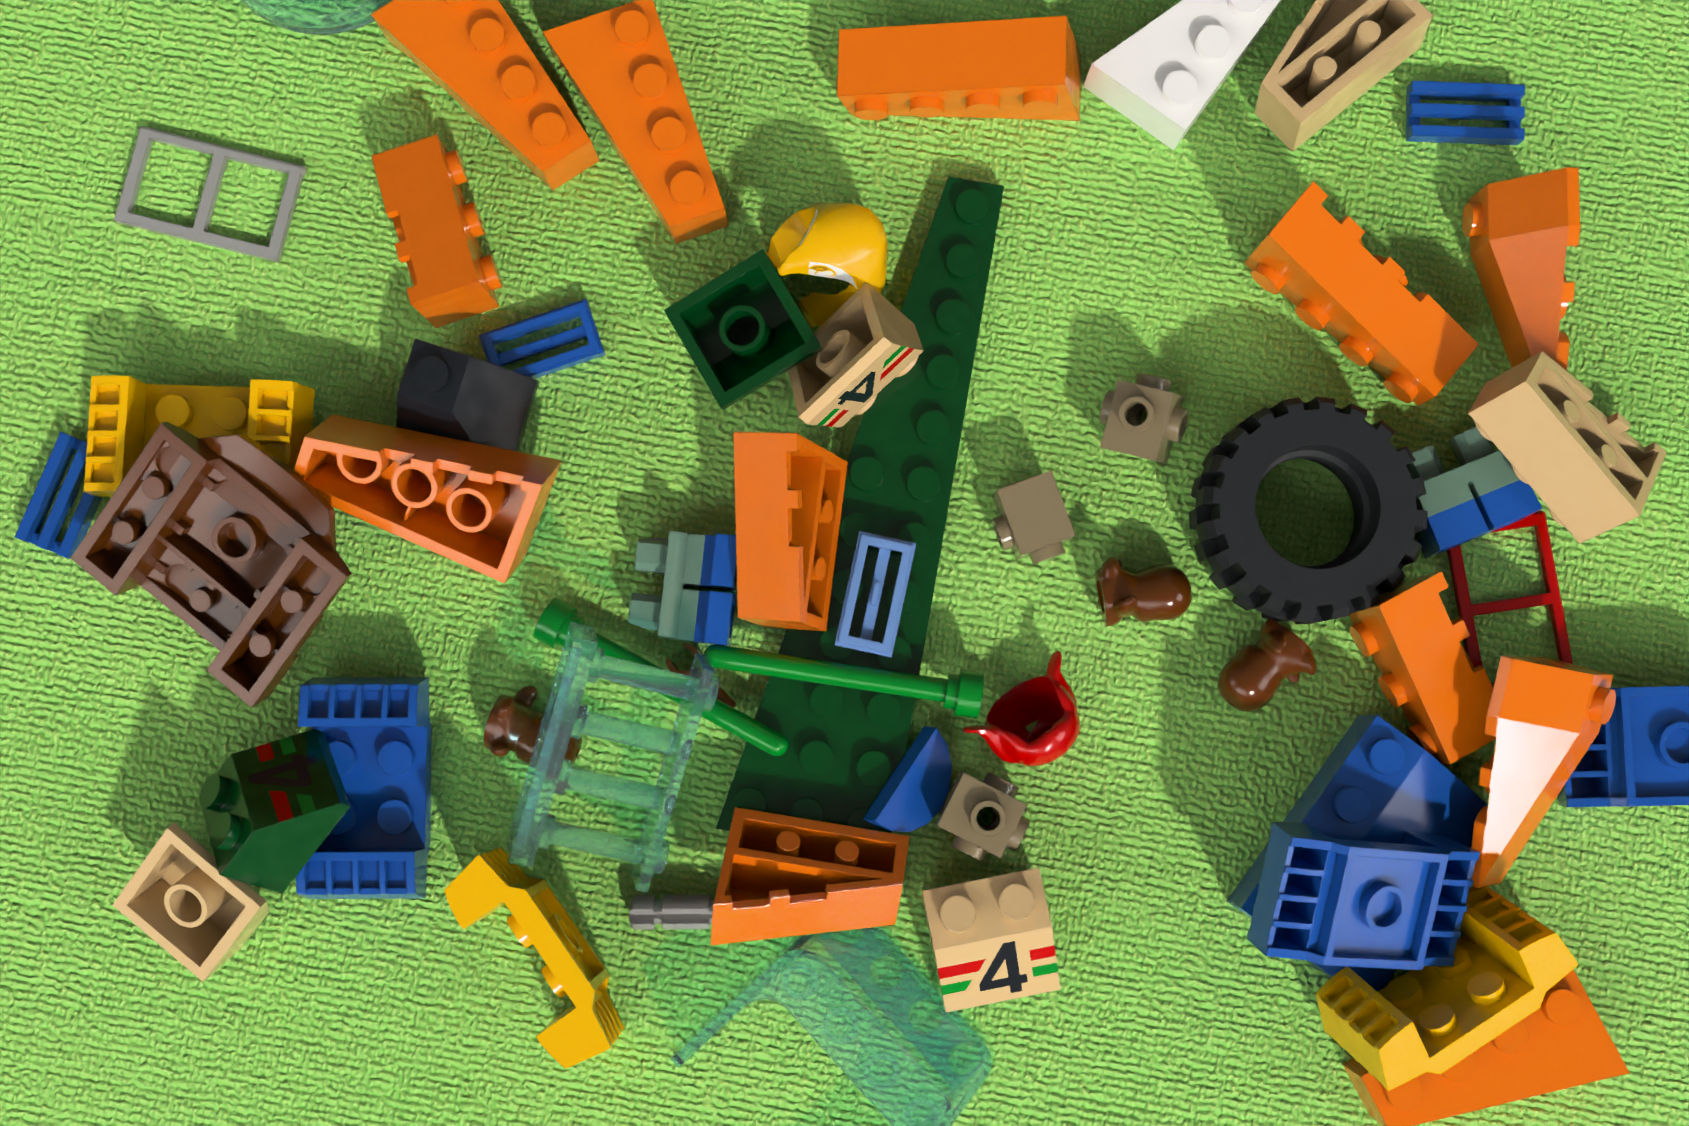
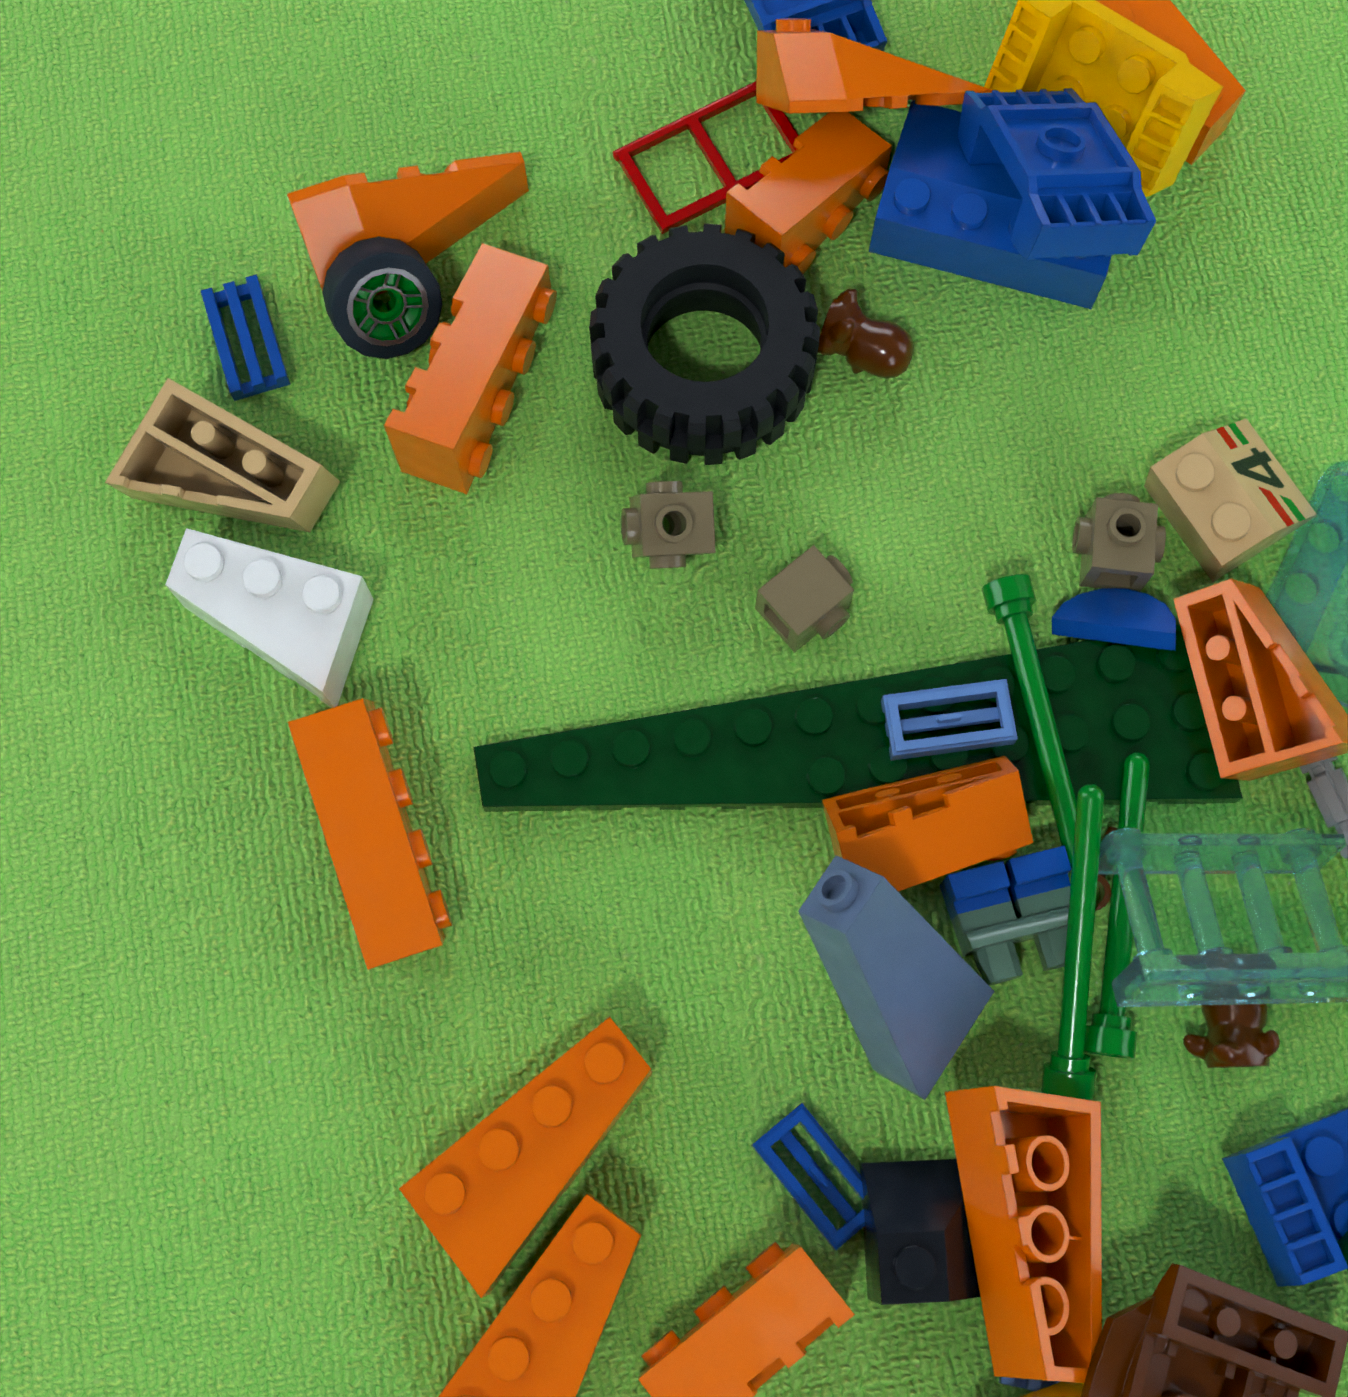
camera: 110 degrees left, 10 degrees down
(542, 577) = (1069, 1067): none -> green piece
(668, 451) = (893, 975): none -> sand blue slope
(743, 329) = (734, 944): dark green slope -> none
(834, 243) = (609, 875): yellow piece -> none
(861, 353) = (722, 825): tan slope -> none
(1040, 699) = (1011, 509): red hair -> none
(1147, 594) = (841, 472): reddish brown animal -> none
(1455, 236) = (376, 326): none -> wheel
(1470, 498) = (623, 206): hips -> none
(1566, 447) = (559, 129): tan wedge -> none

